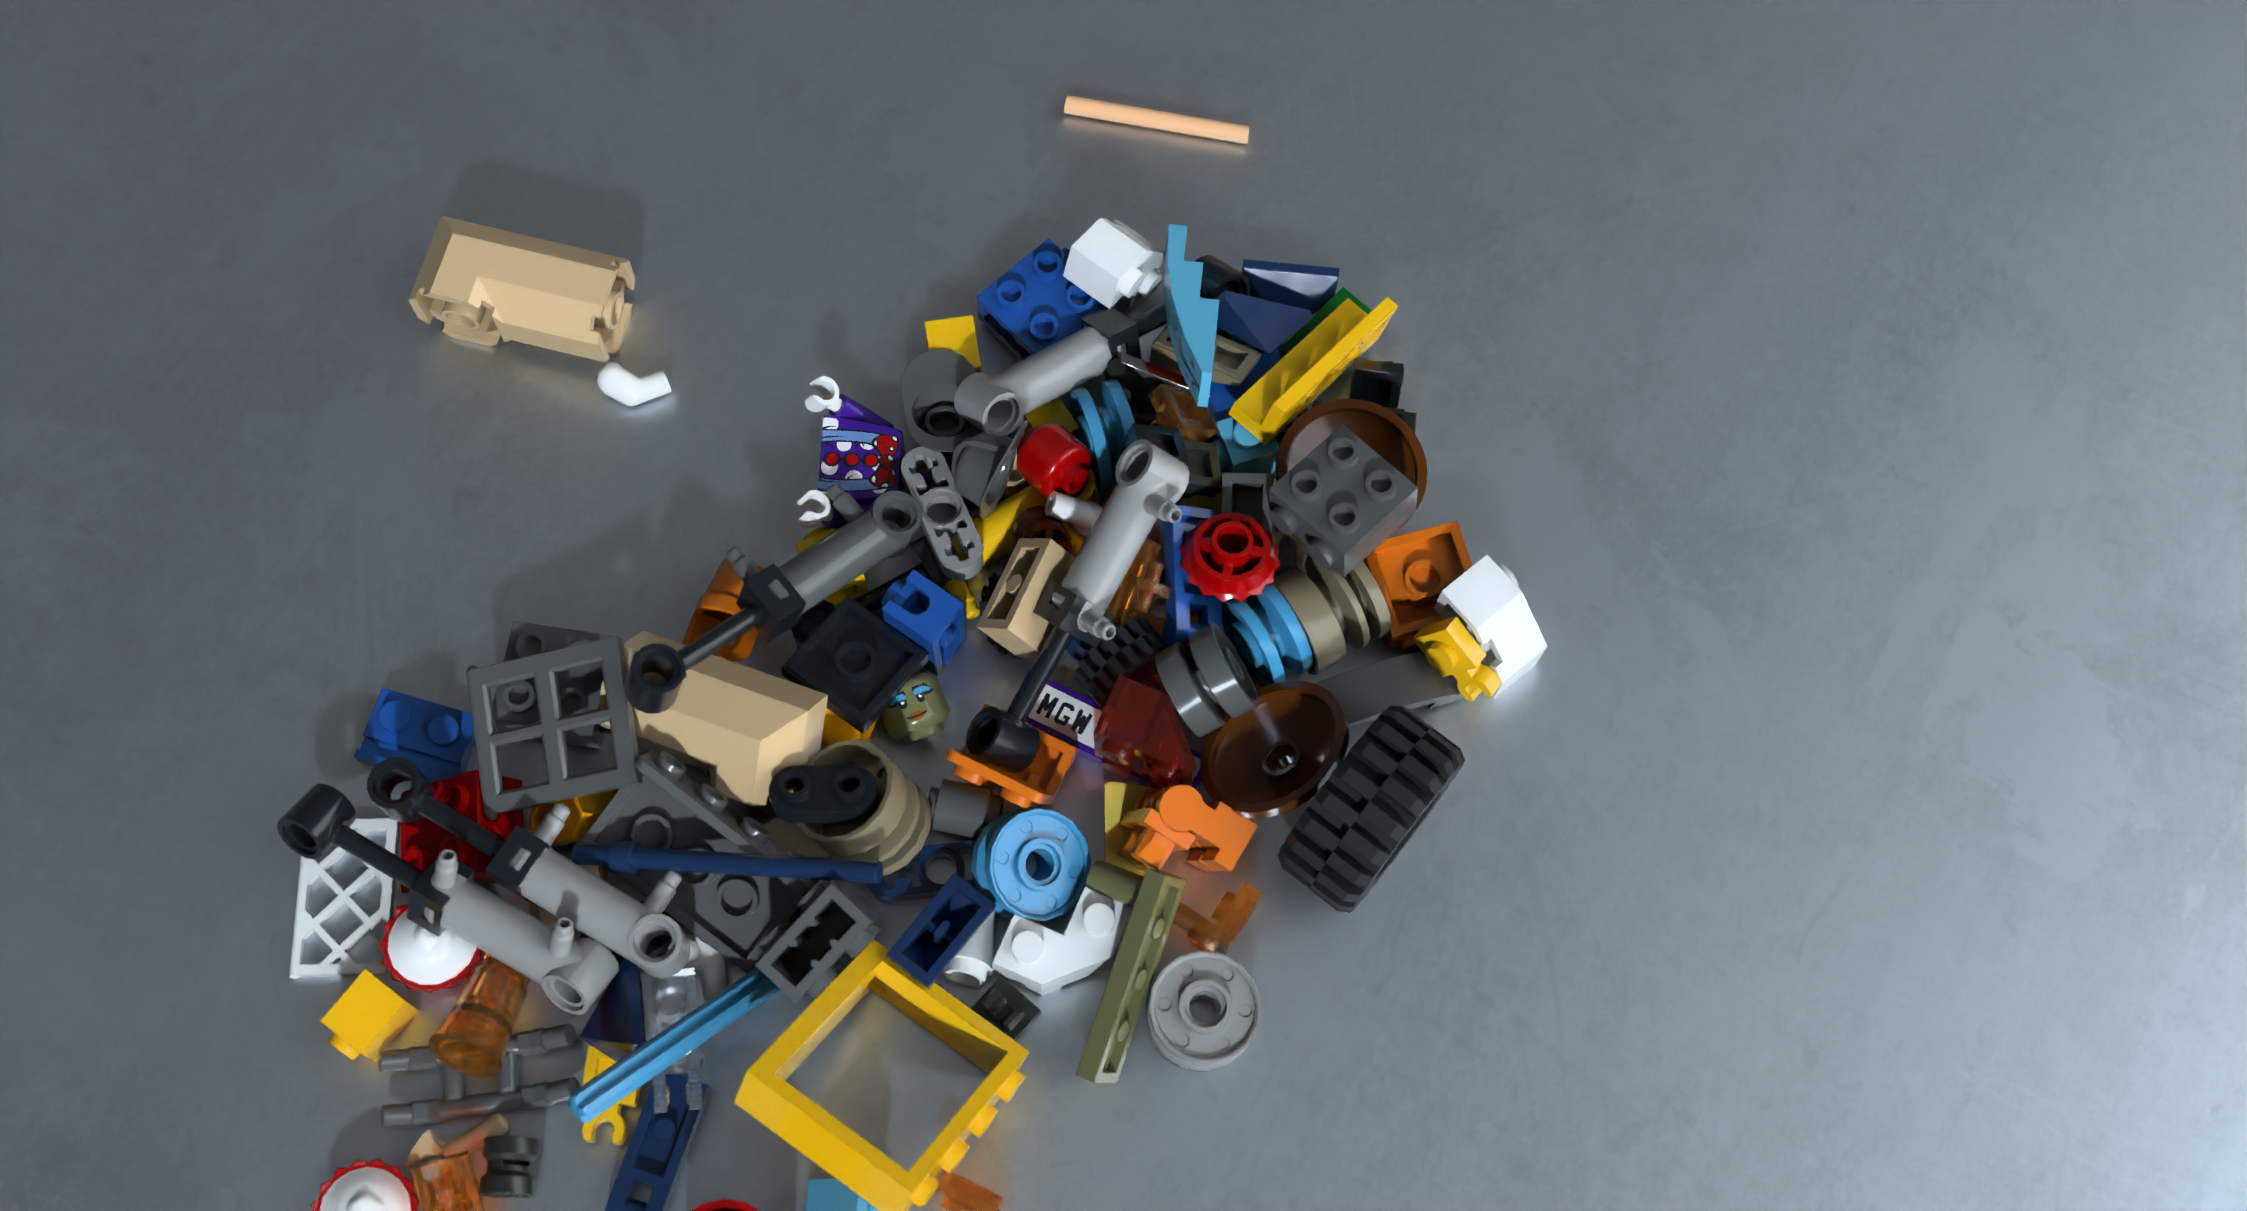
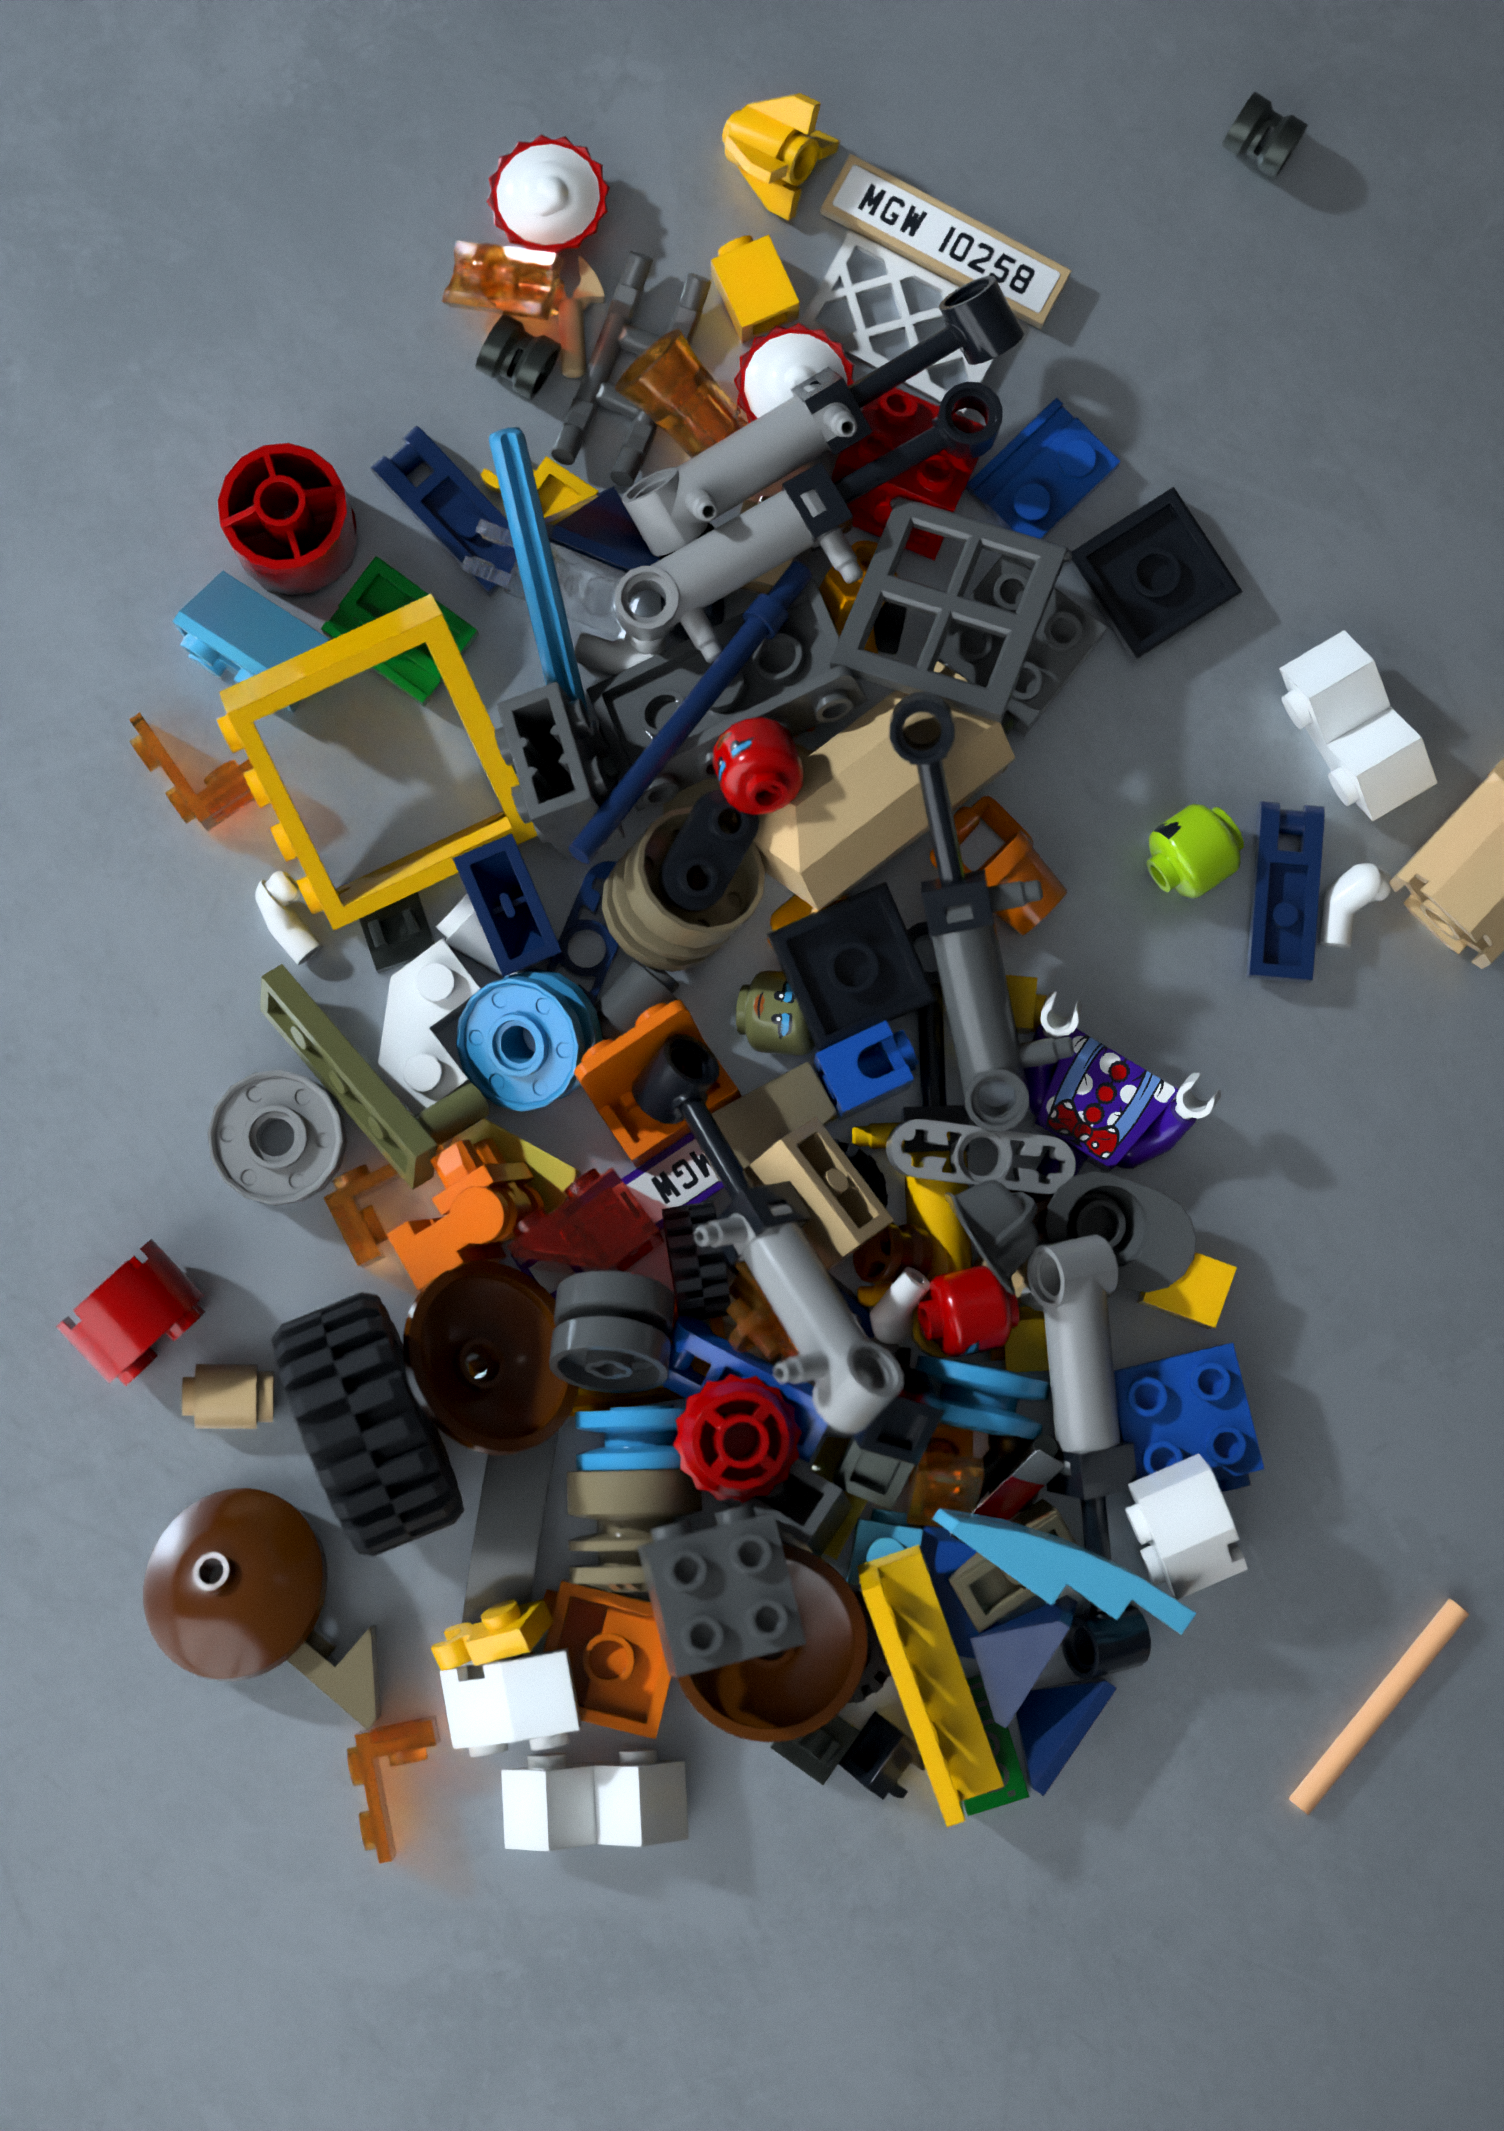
camera: 120 degrees right, 15 degrees up
(78, 711) = (1251, 129): none -> pearl dark grey wheel
(245, 1059) = (777, 148): none -> yellow brick
(264, 908) = (943, 239): none -> tile
(456, 621) = (1154, 574): none -> black plate
(510, 431) = (1360, 736): none -> white brick
(646, 426) = (1285, 894): none -> dark blue plate
(648, 494) = (1194, 851): none -> lime head
(743, 783) = (754, 762): none -> red head
(763, 1160) = (380, 592): none -> green plate
(988, 672) = (772, 1112): none -> dark tan slope
(1042, 1102) = (282, 921): none -> white arm
(1392, 1035) = (132, 1313): none -> red brick
(1405, 940) = (228, 1396): none -> tan brick
(1508, 831) = (261, 1603): none -> reddish brown dish
(1510, 528) = (594, 1802): none -> white brick
(1545, 750) = (349, 1683): none -> dark tan slope
(1564, 693) = (403, 1744): none -> clear orange bracket

